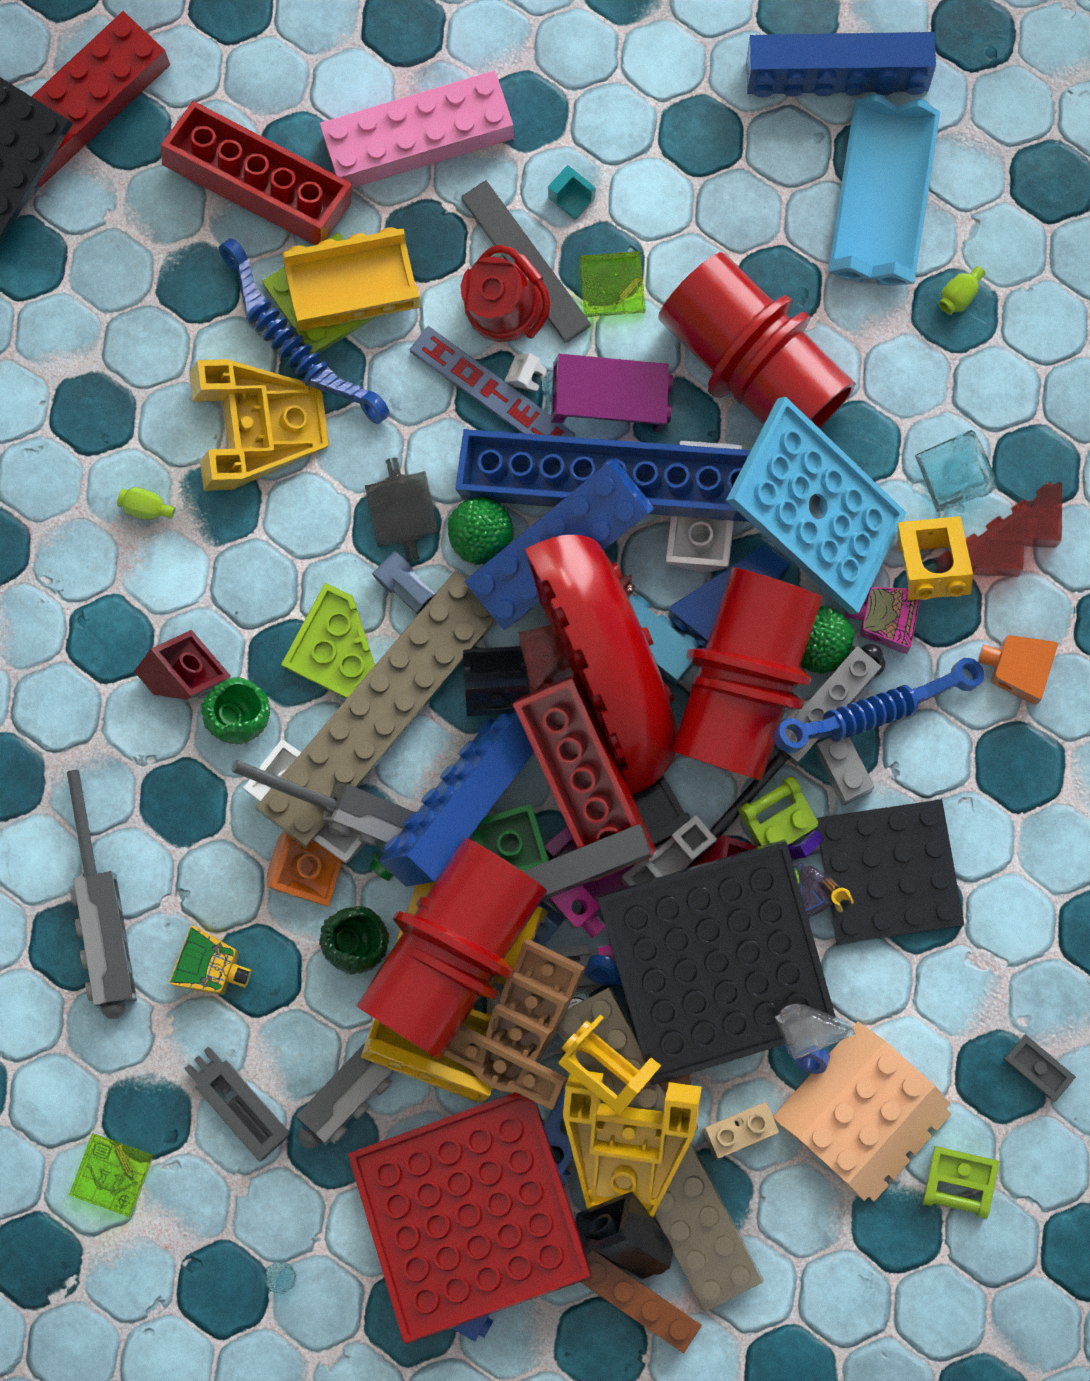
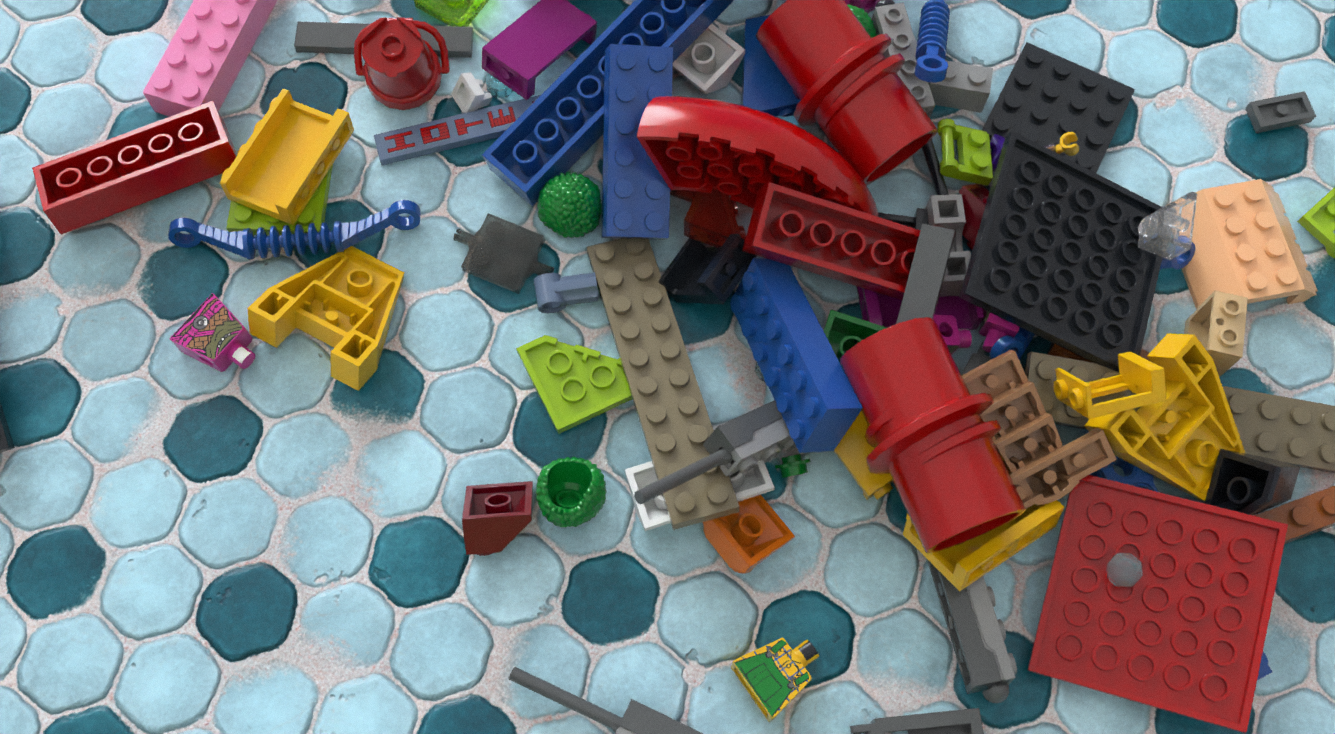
camera: 60 degrees left, 10 degrees down
(144, 504) = (328, 446): lime plant -> none
(168, 350) = (214, 337): none -> torso
(354, 940) = (844, 531): dark green hair -> none
(469, 1173) = (1124, 570): none -> clear light blue tile

